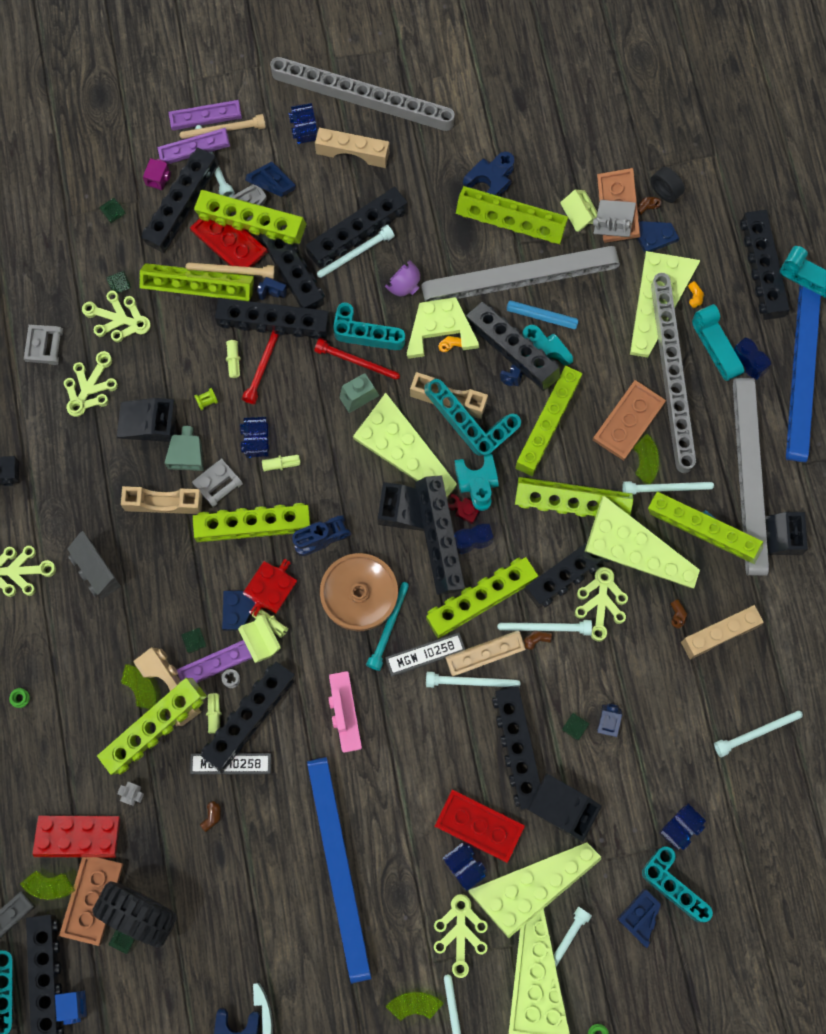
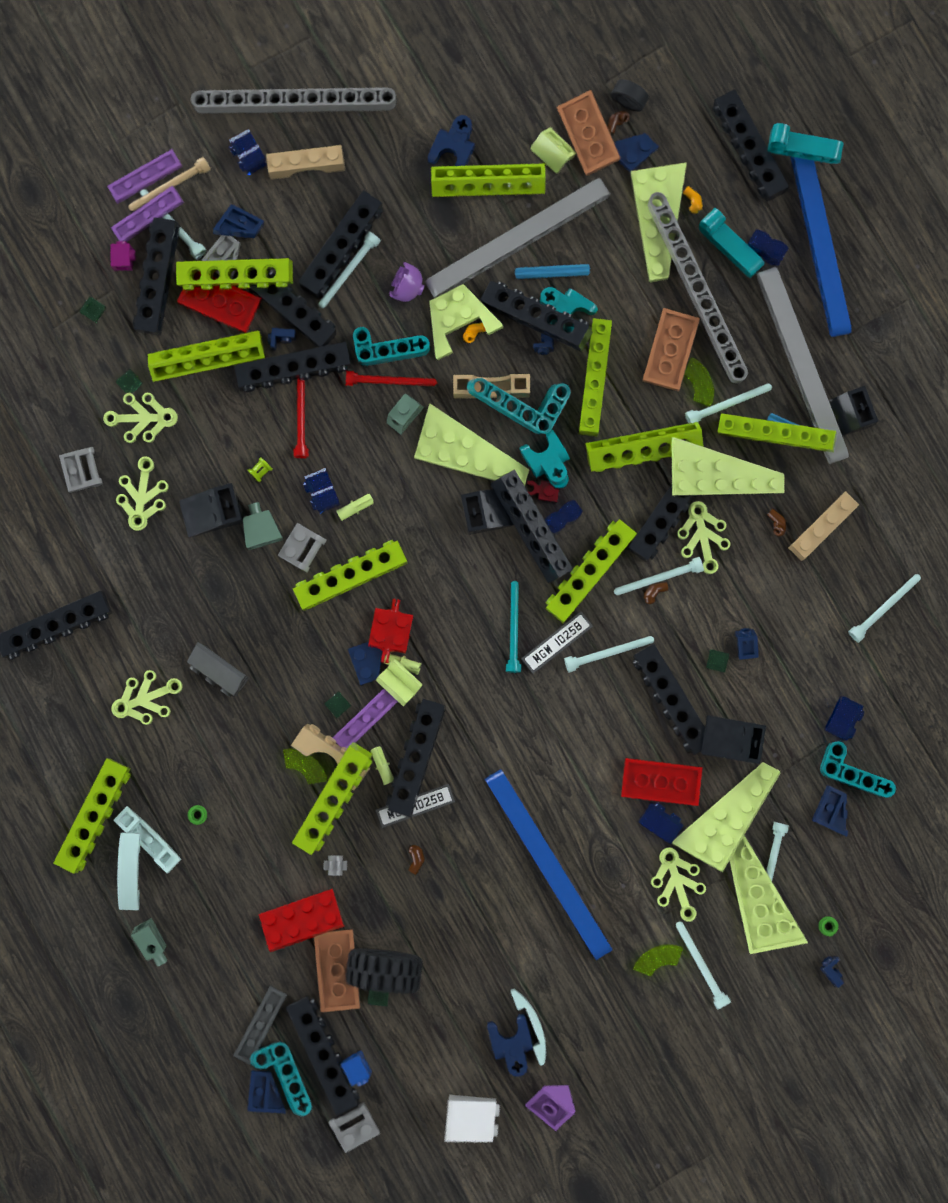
camera: 15 degrees left, 10 degrees up
(47, 888) = (294, 974): clear neon green tile -> none
(143, 500) = (252, 586): tan arch -> none
(233, 358) = (270, 420): yellowish green axle -> none
(236, 676) = (381, 732): light grey bush -> none
(264, 272) = (270, 322): tan piece -> none
(309, 540) = (411, 574): dark blue piece -> none
(345, 713) = (502, 721): bright pink bracket -> none
(359, 592) = (475, 606): medium nougat dish -> none
(485, 653) = (612, 622): tan tile -> none
(614, 218) = (590, 149): light grey hinge -> none

